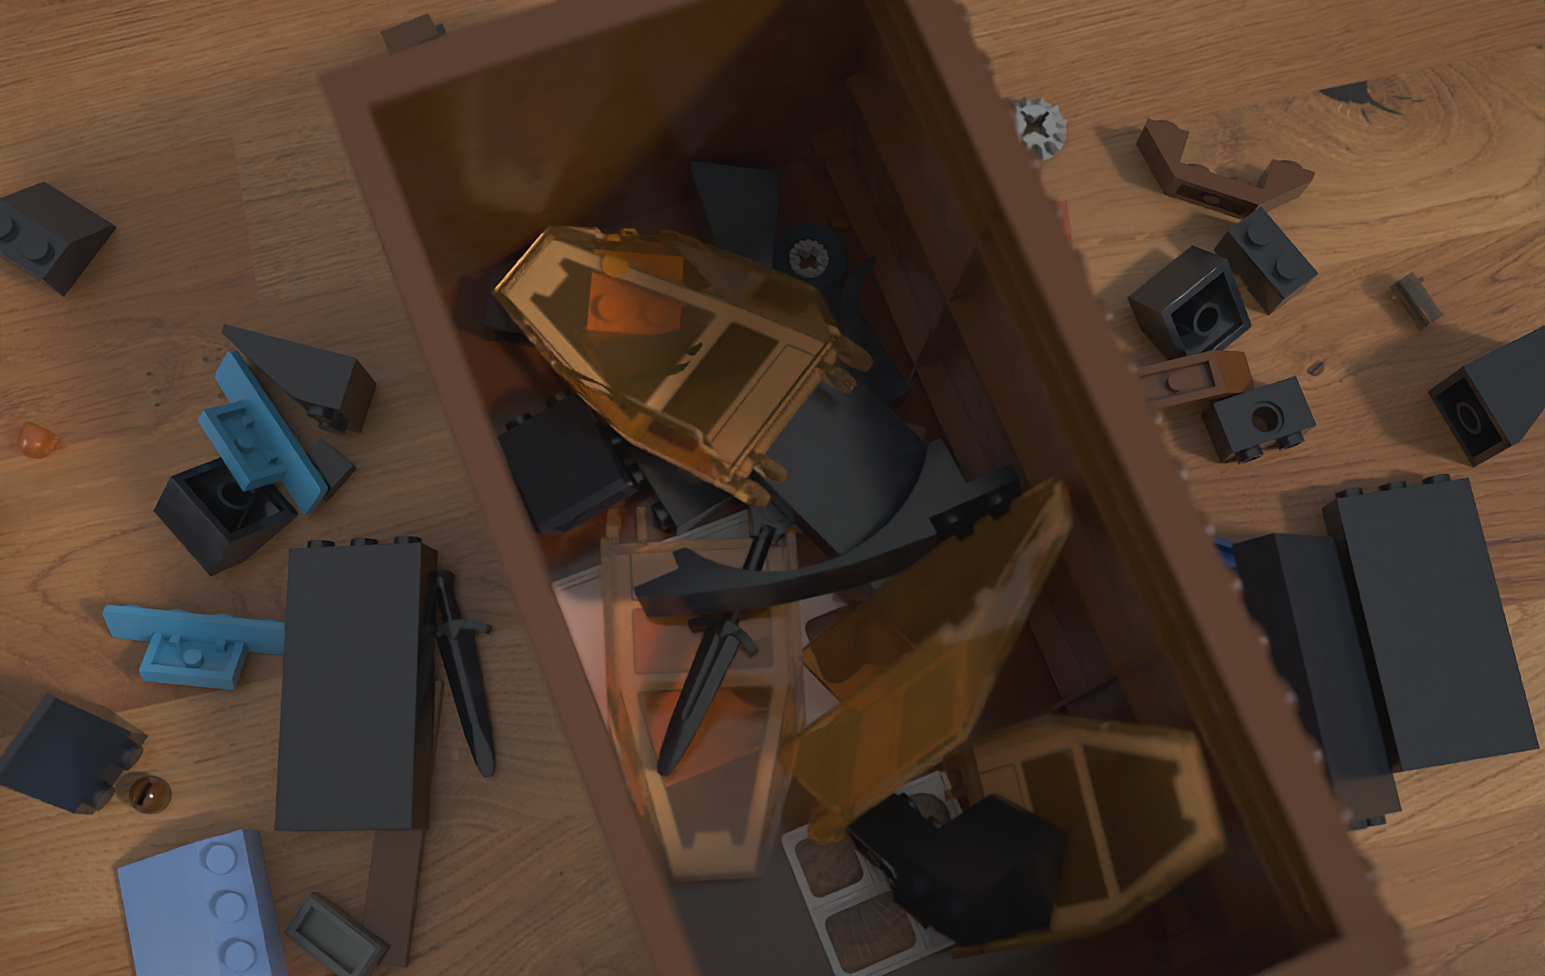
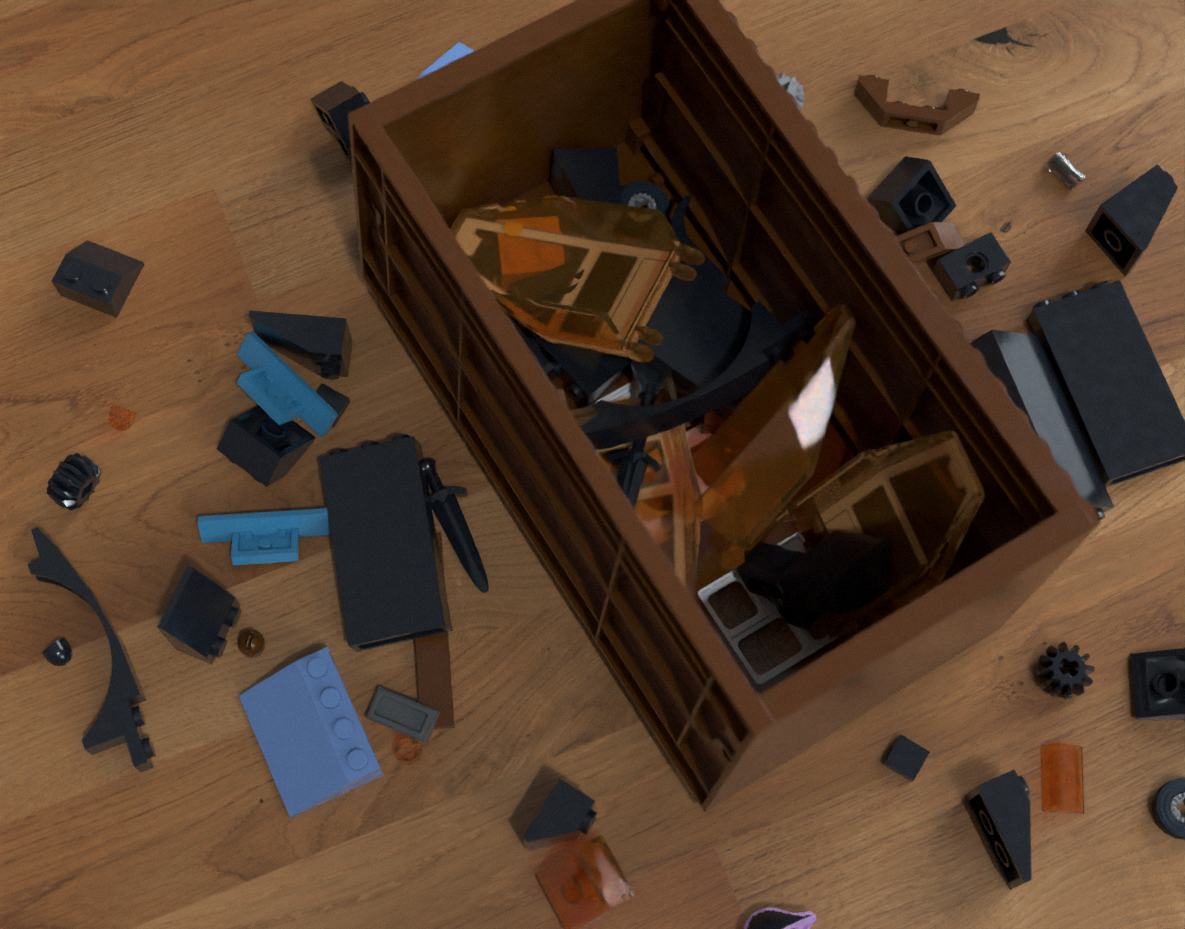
camera: 10 degrees left, 5 degrees down
(1265, 260) = (957, 158): black brick -> none

